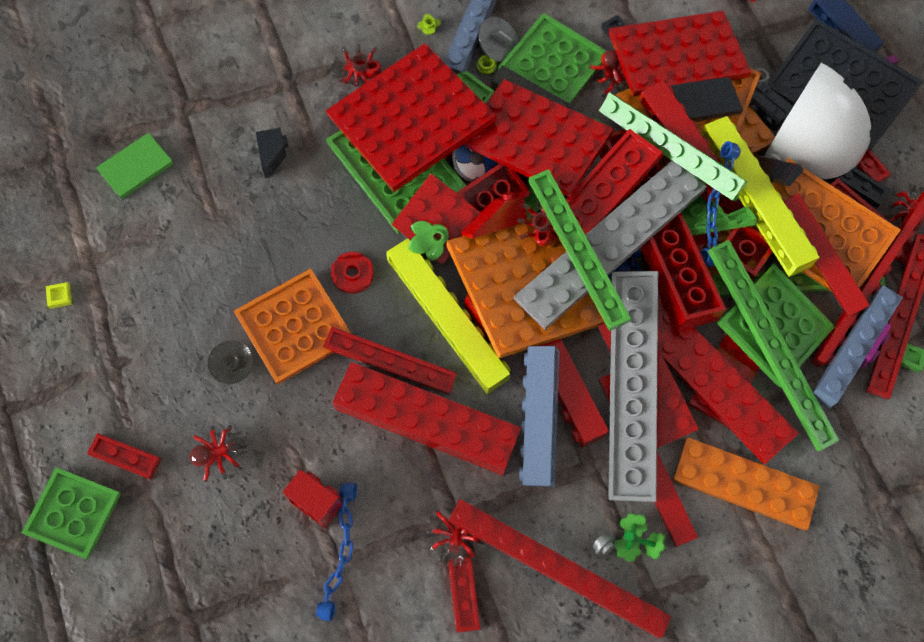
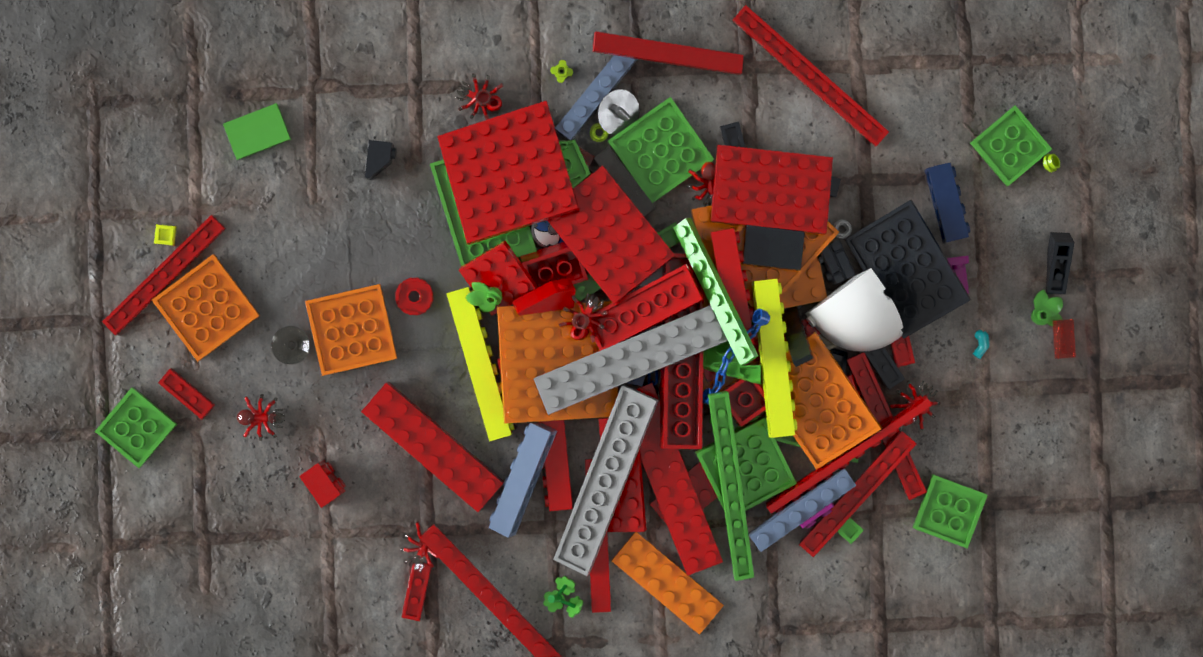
camera: 25 degrees right, 20 degrees up
(65, 339) = (163, 275): none -> red tile
(123, 354) = (205, 307): none -> orange plate
(327, 609) = (352, 483): blue piece -> none
(390, 360) = (419, 387): red tile -> none
(579, 250) = (597, 360): bright green plate -> none
(604, 544) = (536, 592): light grey plate -> none
(829, 263) = (807, 426): red tile -> none

